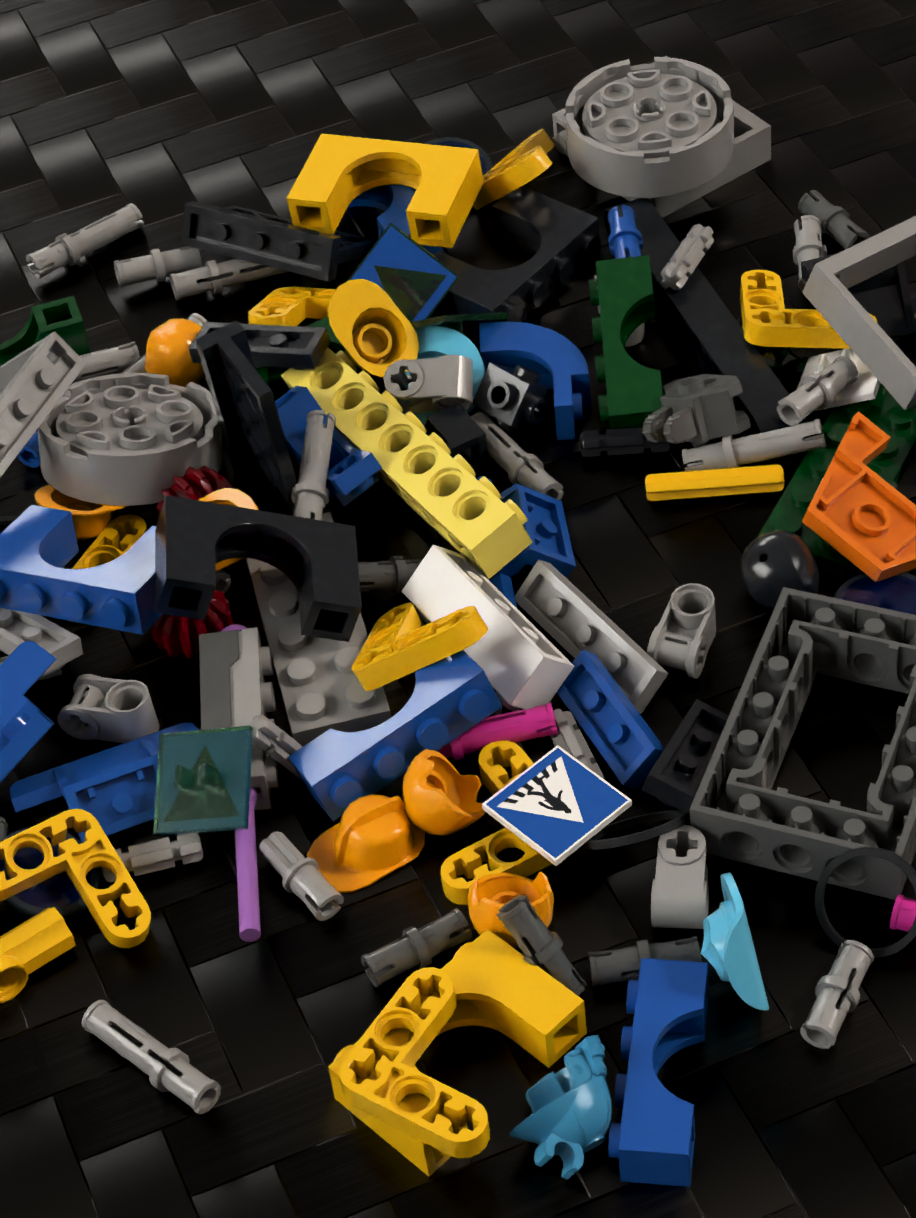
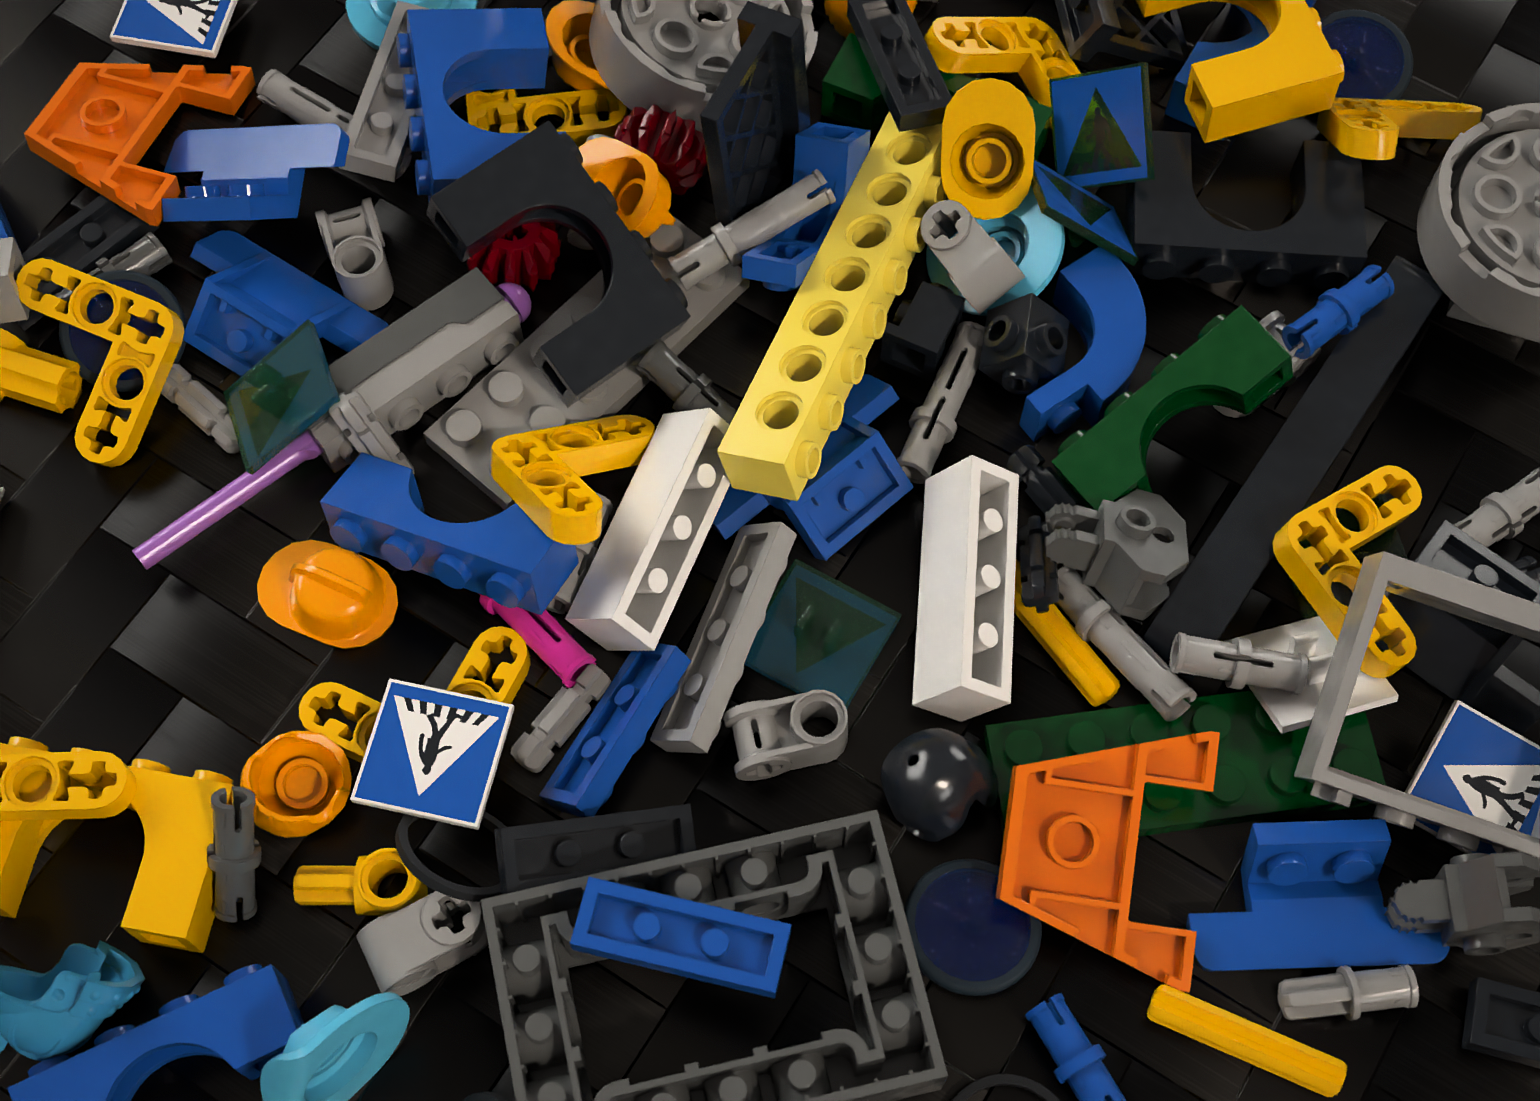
camera: 50 degrees right, 20 degrees up
(301, 876) = (243, 557): light grey axle -> none
(416, 947) = (207, 720): dark grey pin -> none
(439, 796) = (405, 626): light orange hair -> none
(618, 897) = (357, 884): none -> yellow axle
(624, 964) = (305, 957): dark grey pin -> none
(628, 593) = (820, 634): none -> piece
(661, 498) = (966, 590): none -> white brick
(670, 459) = (1037, 572): none -> black axle
(687, 257) = (1364, 390): light grey axle -> none
(799, 705) = (681, 937): none -> blue plate

